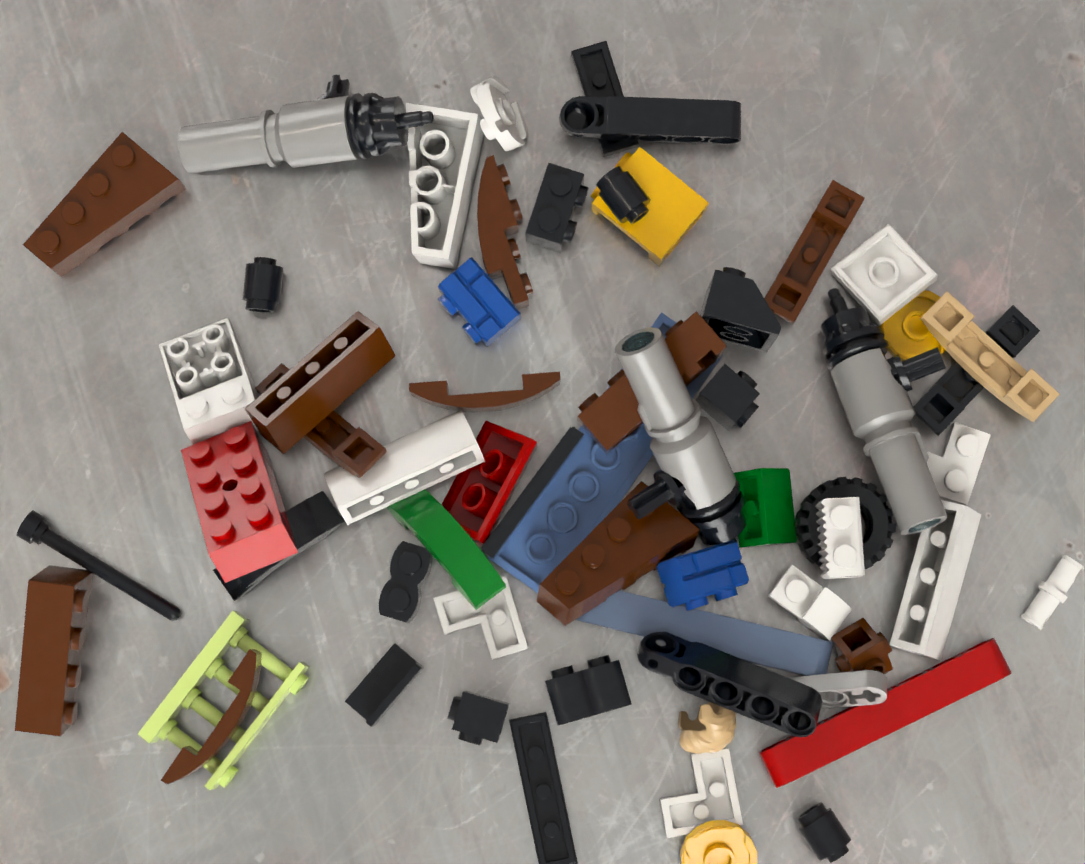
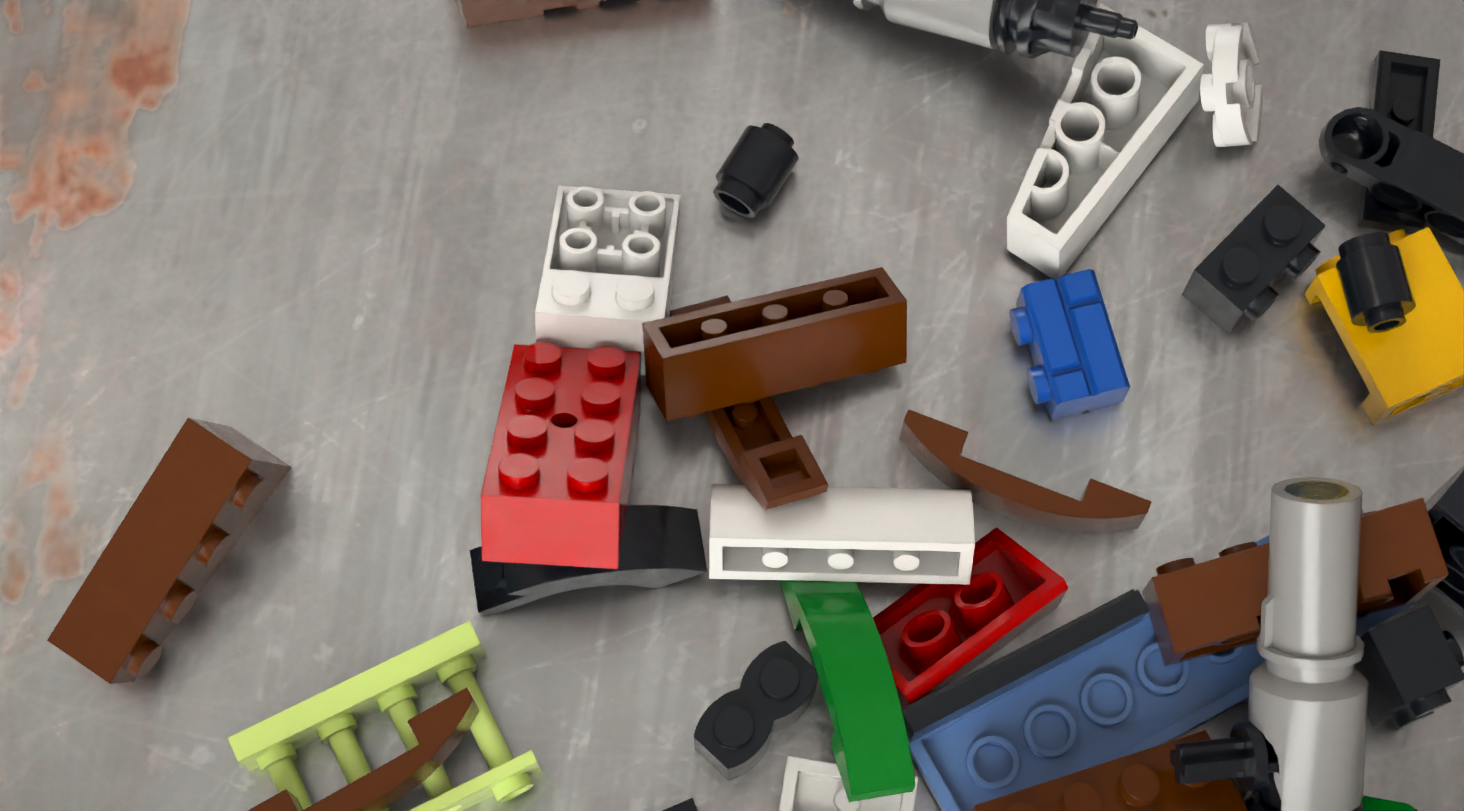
camera: 25 degrees right, 10 degrees down
(37, 530) = (240, 363): black piece -> none
(496, 220) = (1149, 250): reddish brown slope -> none

